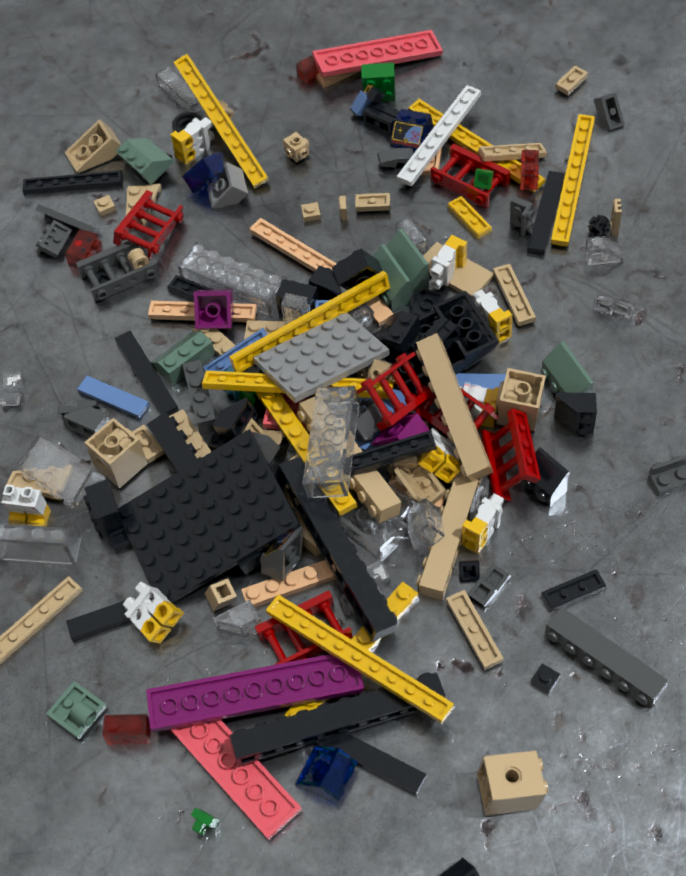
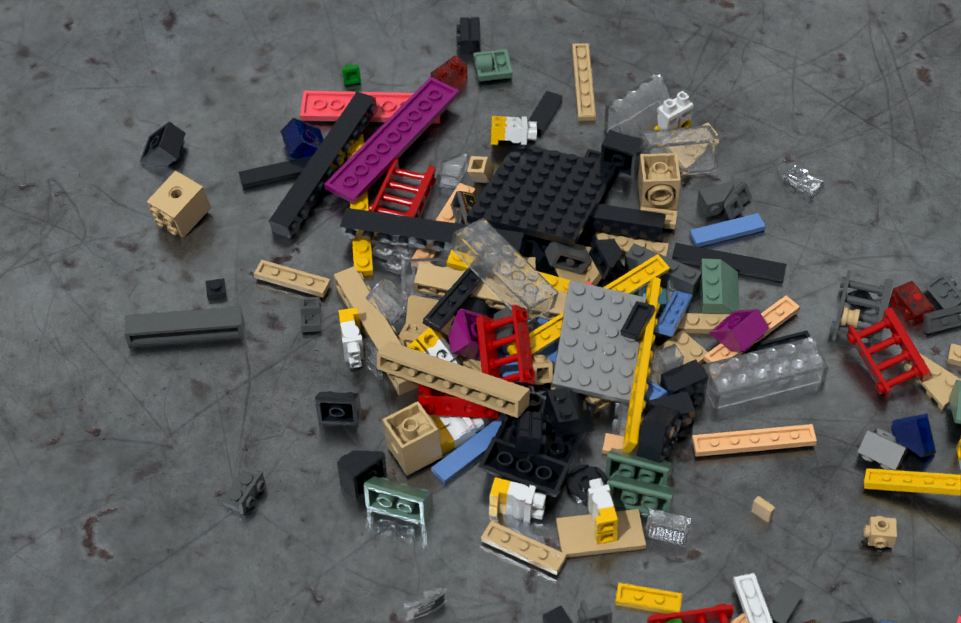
camera: 130 degrees right, 5 degrees down
(53, 765) = (469, 34): none -> black brick
(283, 338) = (637, 320): none -> black tile
(310, 212) = (788, 488): tan plate -> none
(360, 659) = (343, 189): yellow plate -> none
(373, 202) = (747, 538): tan plate -> none
(469, 570) = (332, 312): black slope -> none
(524, 452) = (373, 390): red fence -> none
(573, 590) = (247, 356): black tile -> none

